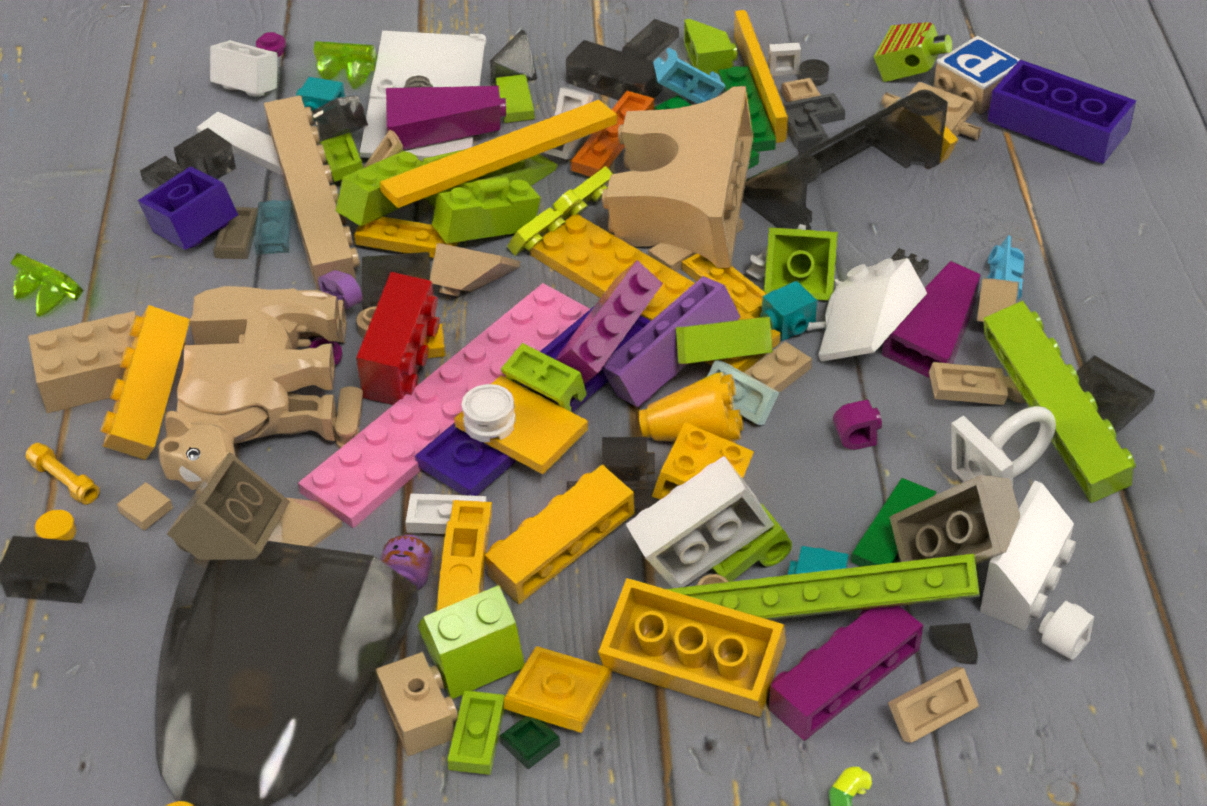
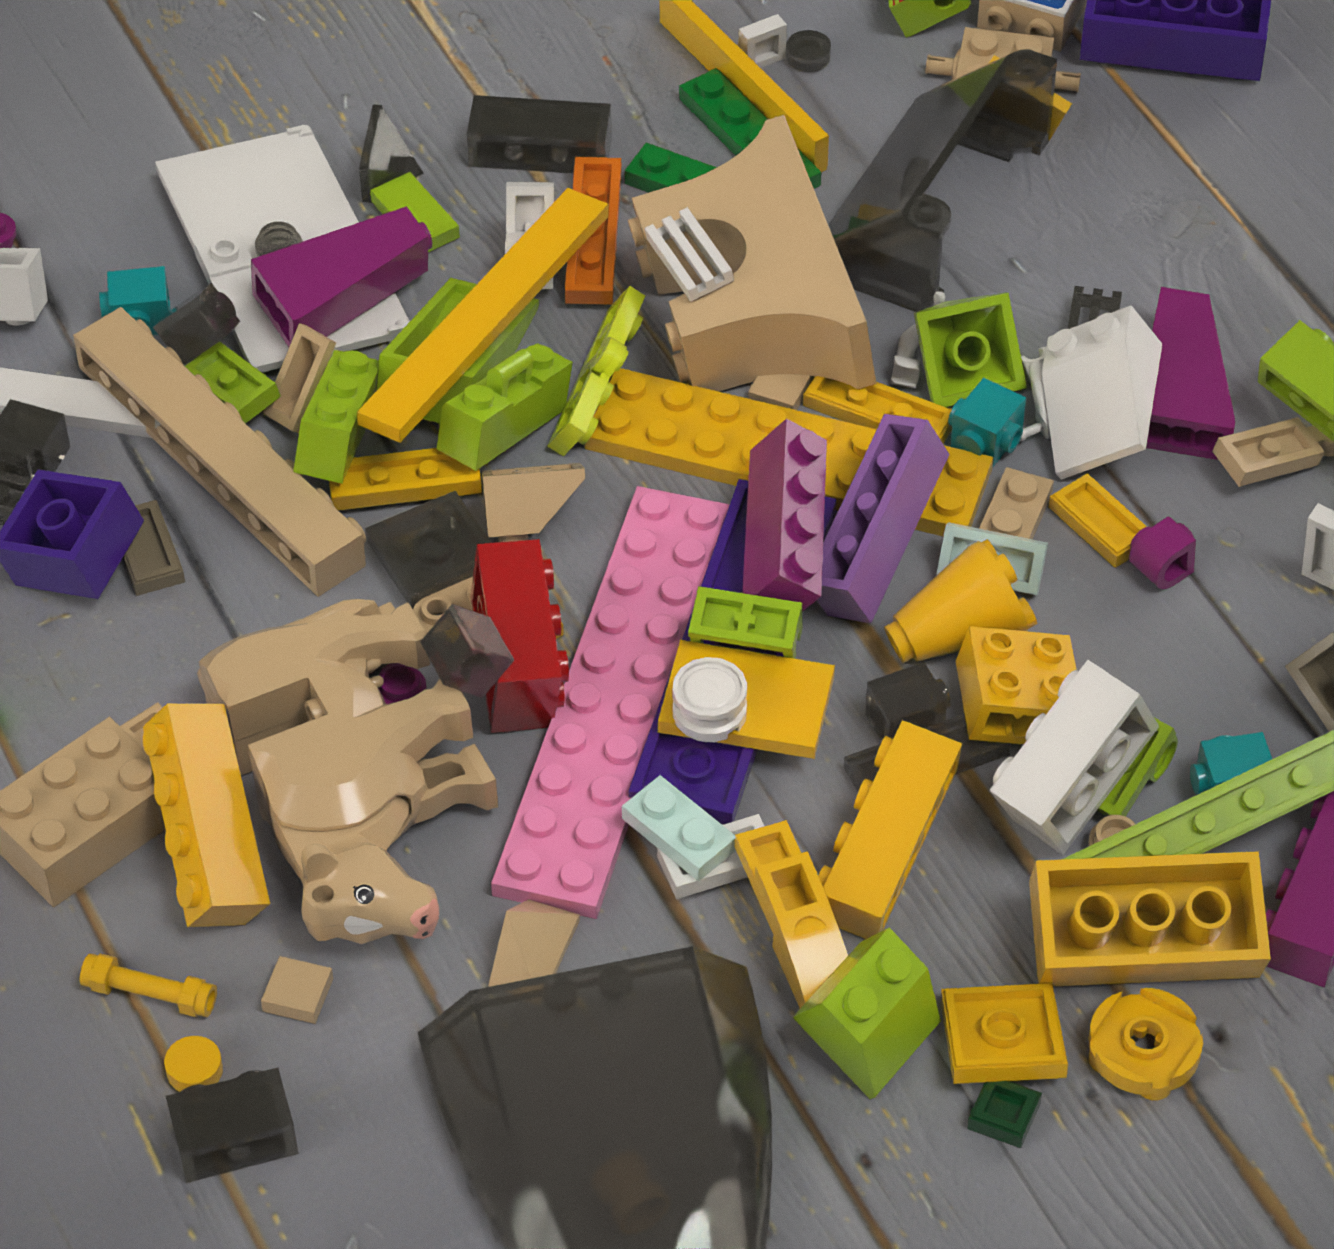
camera: 25 degrees left, 5 degrees up
(229, 514) = (475, 960): dark tan slope -> none
(273, 227) = (195, 522): clear light blue plate -> none
(342, 286) = (369, 581): medium lavender beam -> none
(345, 331) = (467, 651): none -> clear smoke brick
(348, 414) = (509, 778): tan bar -> none
(355, 58) = (149, 219): clear neon green tile -> none
(409, 558) = (711, 929): medium lavender head -> none
(416, 703) = (843, 1118): tan brick -> none
(427, 486) = (679, 828): none -> light aqua plate
(476, 732) = (939, 1125): lime plate -> none
(634, 135) = (674, 230): none -> white tile
(652, 40) = (552, 65): clear smoke tile -> none
(656, 750) = (1137, 1069): none -> yellow plate
(687, 79) = (658, 117): medium azure hinge -> none
(708, 47) = (646, 57): lime slope -> none
(723, 340) = (945, 494): lime tile -> none
(799, 90) = (810, 88): tan tile -> none
(807, 116) = (843, 117): dark grey tile -> none
(828, 389) = (1097, 518): none -> yellow tile
(878, 542) = (1276, 699): green tile -> none
(996, 295) = (1247, 325): tan brick -> none
(1007, 263) = (1223, 277): medium azure hinge -> none

